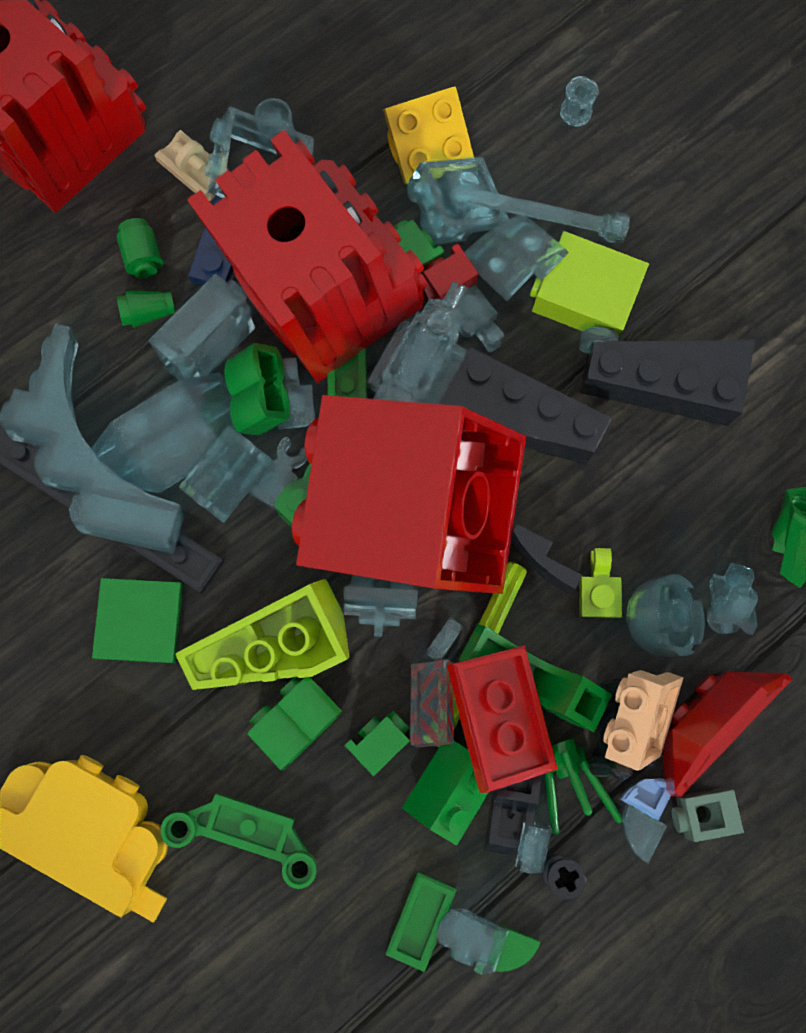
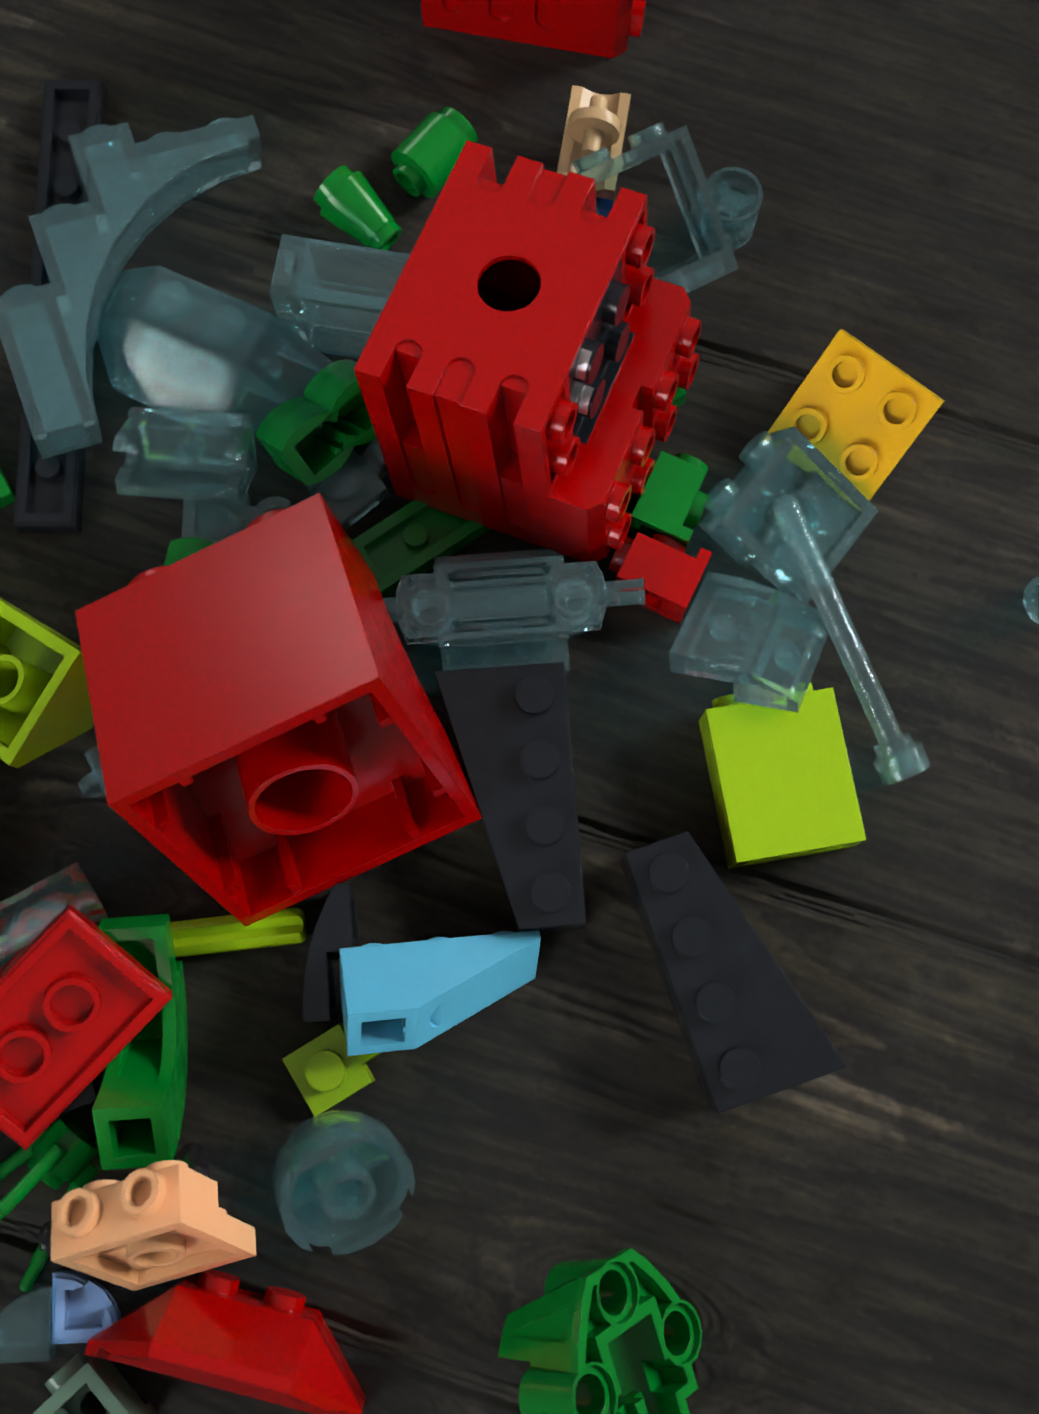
camera: 60 degrees right, 0 degrees up
(444, 639) = (131, 884): clear light blue tile -> none
(479, 319) = (633, 644): clear light blue plate -> none
(592, 524) = (419, 989): none -> medium azure slope
(595, 334) = (708, 837): clear light blue tile -> none
(733, 601) = (428, 1268): clear light blue hips -> none

